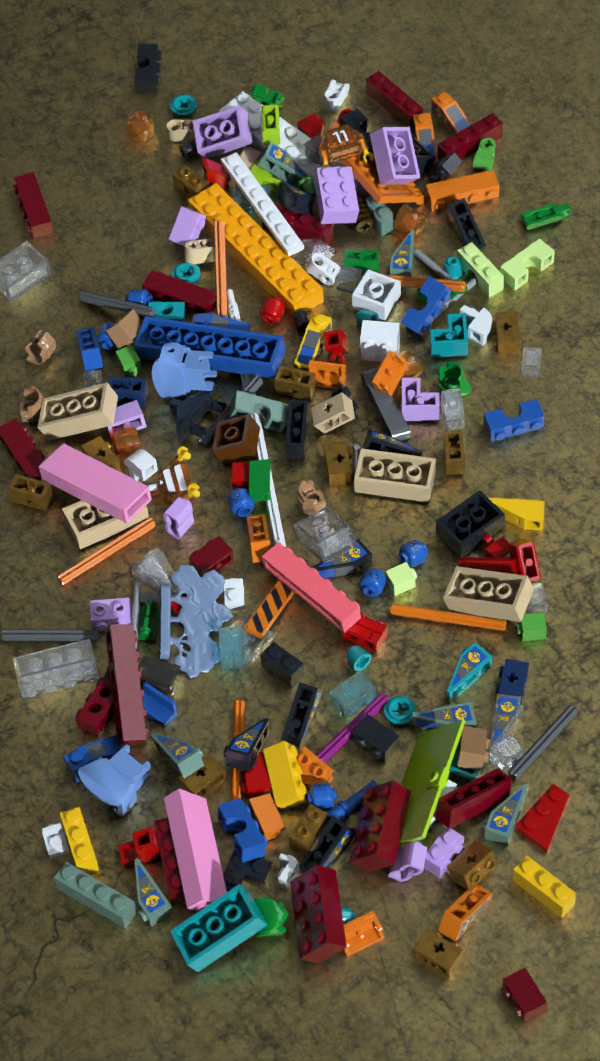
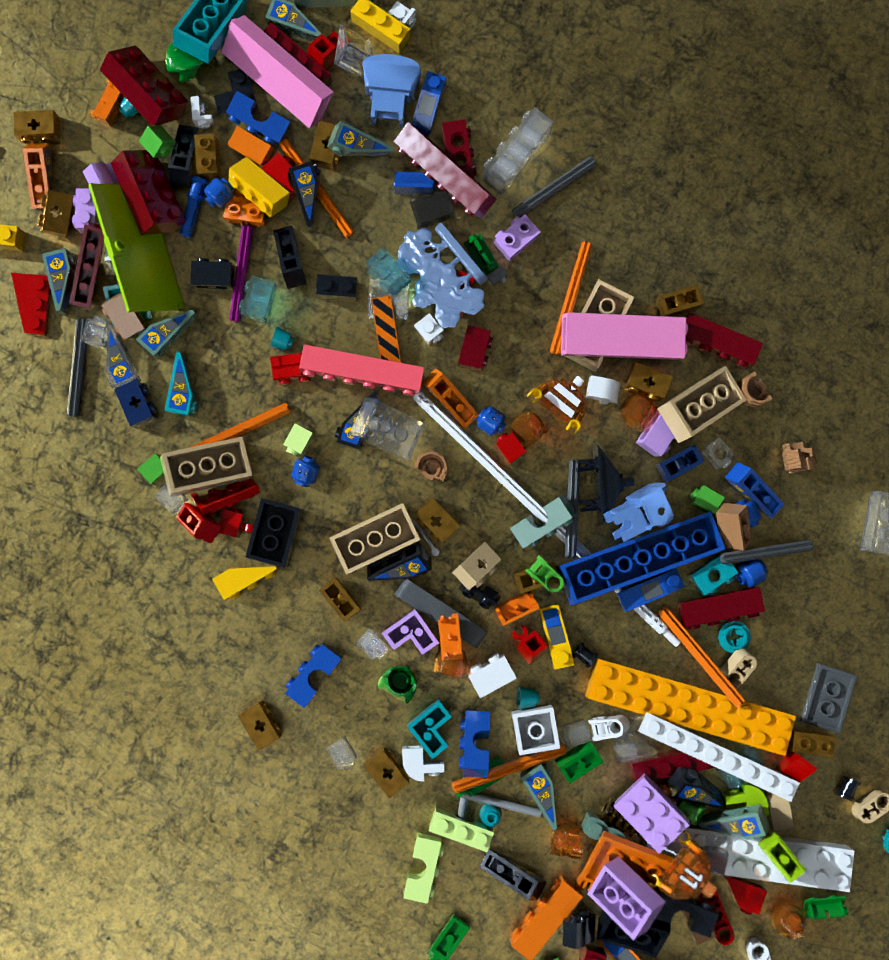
camera: 135 degrees right, 30 degrees up
(118, 830) = (352, 51): none -> clear slope
(136, 607) = (496, 252): light grey bar -> none
(154, 205) = (828, 698): none -> dark grey tile
(154, 571) = (506, 298): clear cone -> none
(178, 517) = (529, 363): lavender brick -> none
(187, 226) = (770, 684): lavender brick -> none
(217, 479) = (528, 427): none -> clear orange helmet
(222, 132) = (826, 822): lavender brick -> none
(236, 439) = (541, 477): reddish brown brick -> none
(259, 480) = (488, 449): green hinge -> none
(272, 310) = (620, 647): red head -> none
(287, 367) = (544, 574): none -> bright green piece
(296, 429) = (497, 528): black brick -> none
(297, 102) = (788, 920): none -> clear orange helmet
(341, 857) = (157, 141): none -> bright green brick
(372, 582) = (319, 419): blue head -> none
(391, 708) = (214, 307): teal gear -> none
(580, 412) = (260, 736): none -> pearl gold brick

